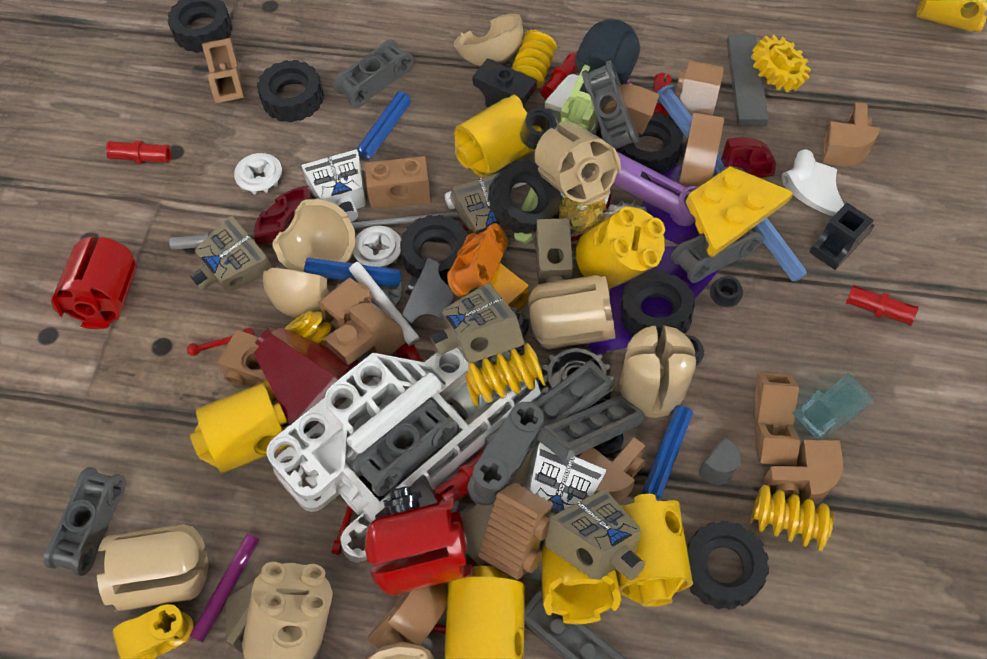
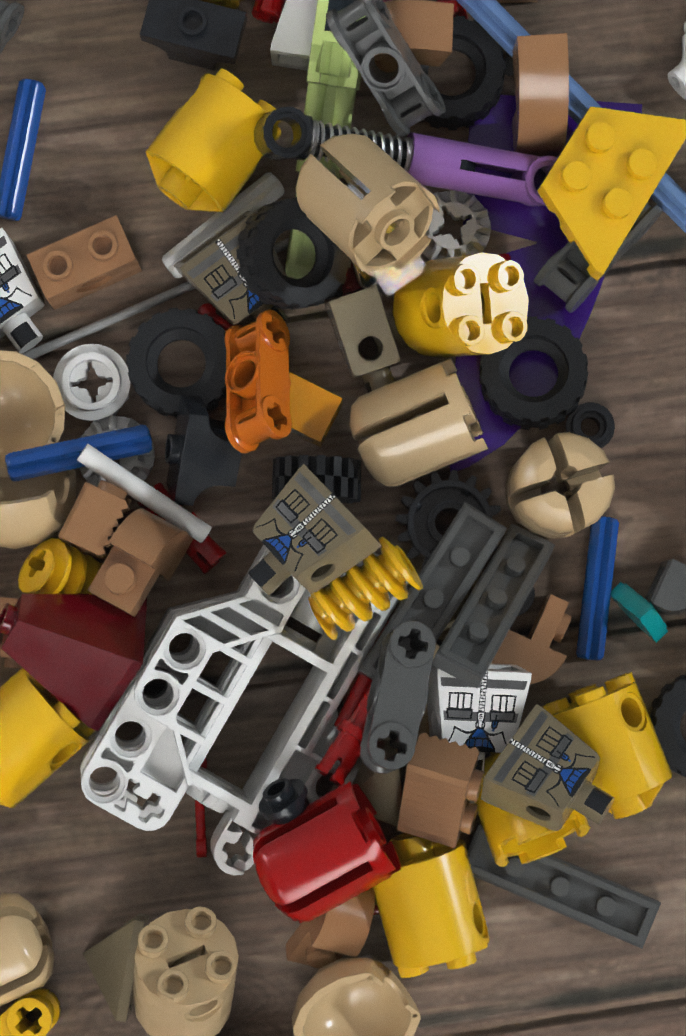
camera: 20 degrees left, 25 degrees up
(224, 588) = (77, 943): magenta bar -> none
(393, 413) = (233, 689): white axle -> none
(423, 429) = (239, 744): dark grey piece -> none
(694, 474) = (639, 611): none -> teal tile
(727, 284) = (631, 297): black plate -> none
(749, 155) = (614, 72): dark red tile -> none

